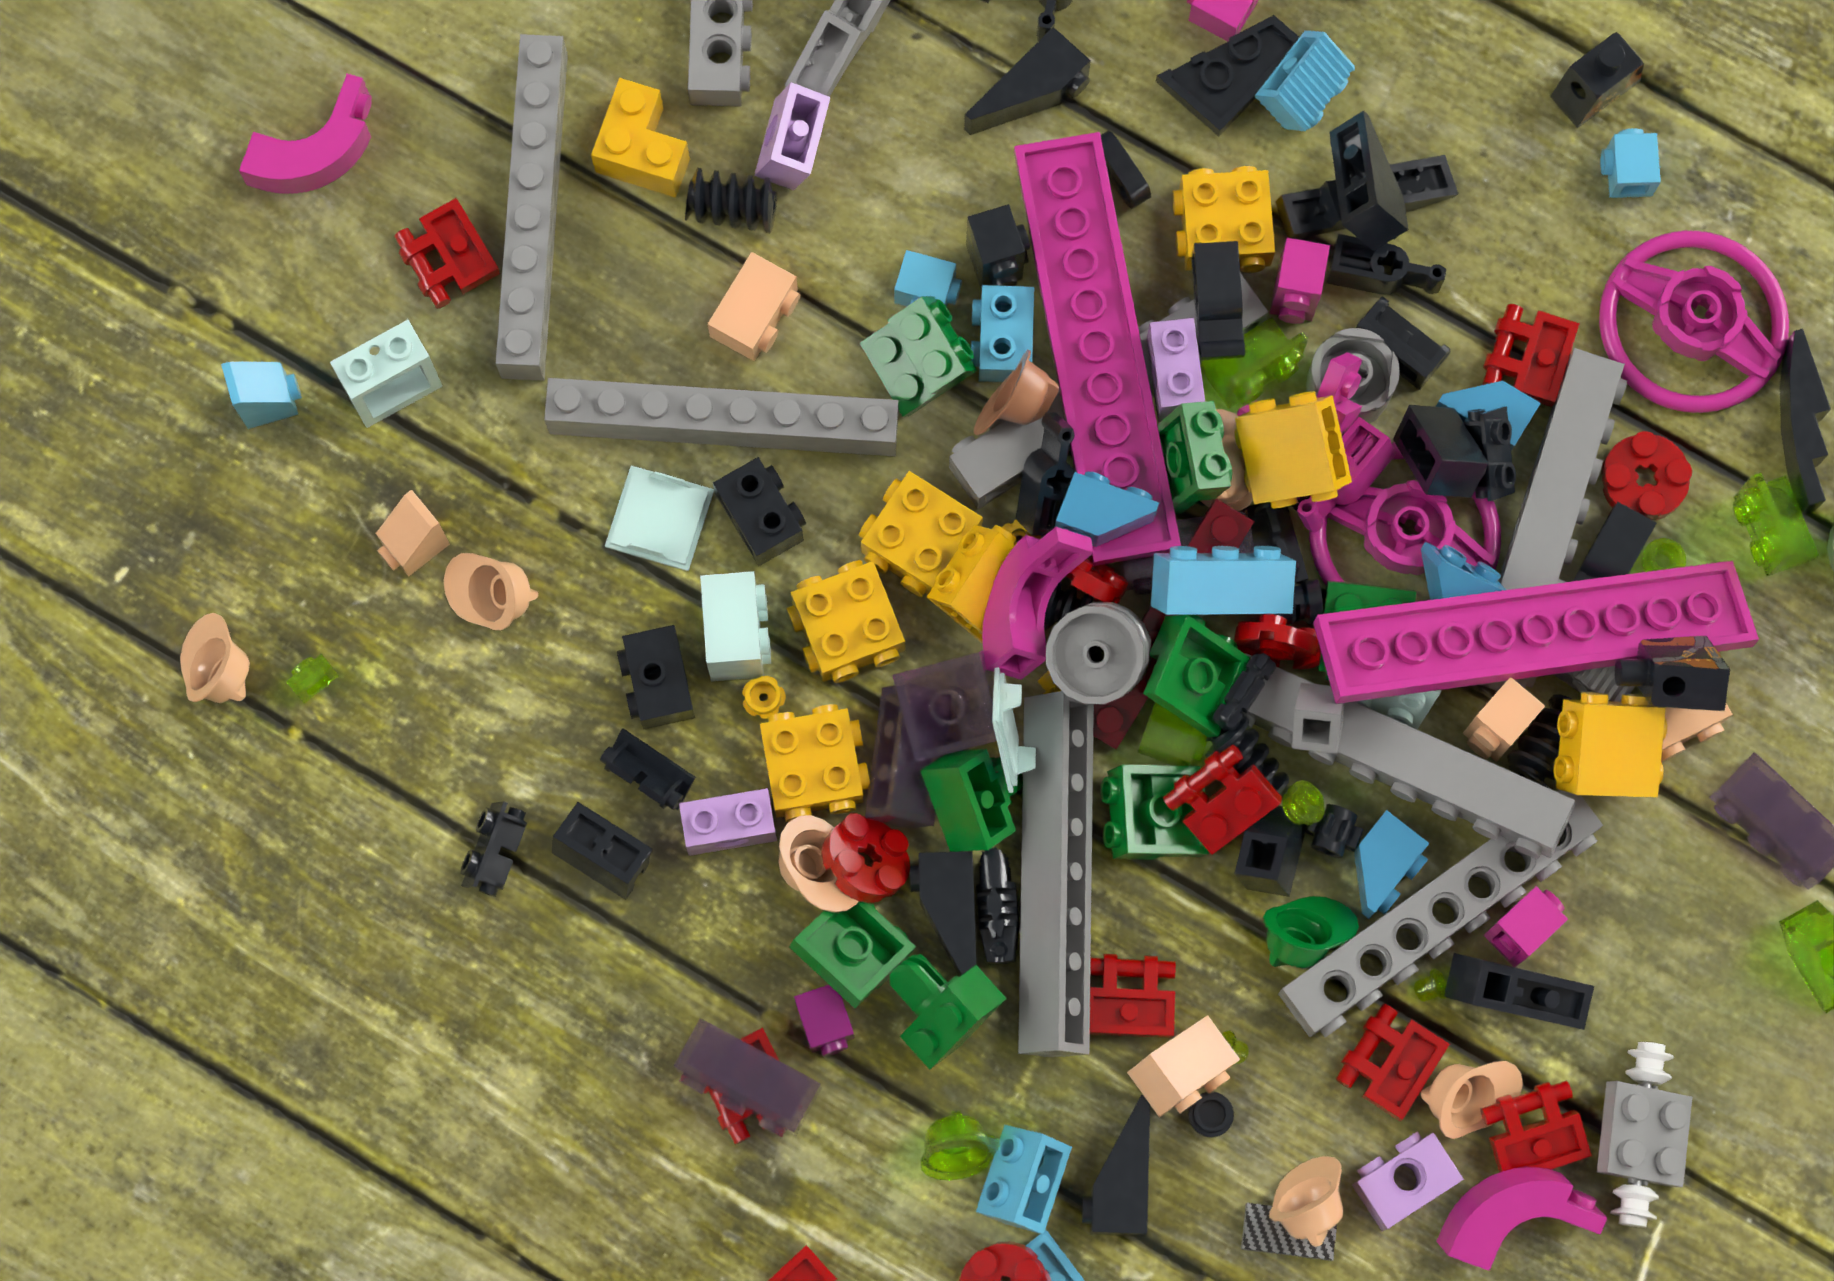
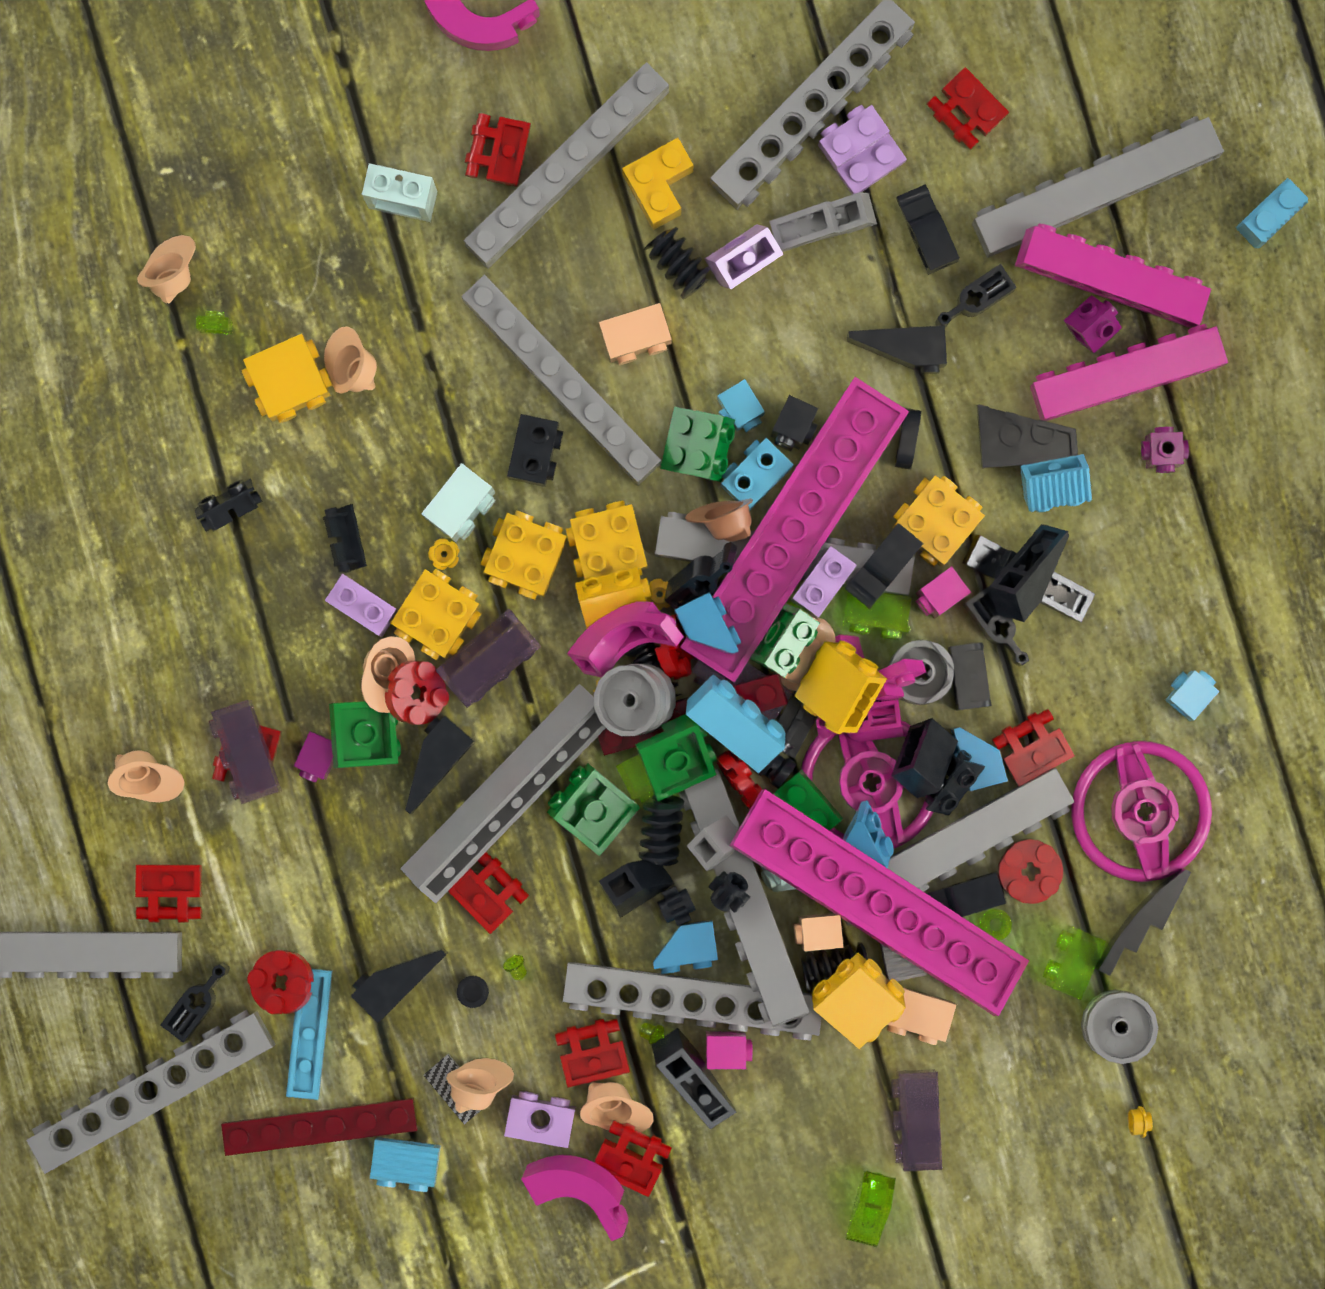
camera: 40 degrees right, 10 degrees up
(261, 391) = (326, 139): medium azure slope -> none
(410, 535) = (334, 294): light nougat slope -> none
(439, 663) = (287, 378): none -> yellow brick
(601, 850) = (282, 558): black hinge -> none
(657, 677) = (396, 491): black brick -> none
(659, 518) = (479, 403): light aqua piece -> none
(665, 1207) = (142, 778): none -> light nougat piece
(944, 1009) = (380, 812): green brick -> none
(947, 705) = (532, 654): slope -> none
(957, 1148) = (322, 886): clear neon green piece -> none
(970, 799) = (500, 712): green brick -> none
(997, 908) = (462, 781): black hinge -> none
(1014, 758) = (545, 696): light aqua piece -> none
(1021, 1179) = (341, 936): medium azure brick -> none
(1184, 1066) = (478, 956): light nougat brick -> none
(1229, 810) = (628, 845): red plate -> none
(1244, 692) = (694, 791): black axle -> none
(1303, 803) = (671, 878): clear neon green plate -> none
(1306, 930) = (613, 944): green piece -> none
(1379, 754) = (729, 891): none -> black gear
(1603, 74) = (1218, 630): black torso -> none
(1644, 1134) = (686, 1212): light grey plate -> none
(1677, 673) = (929, 995): black torso -> none

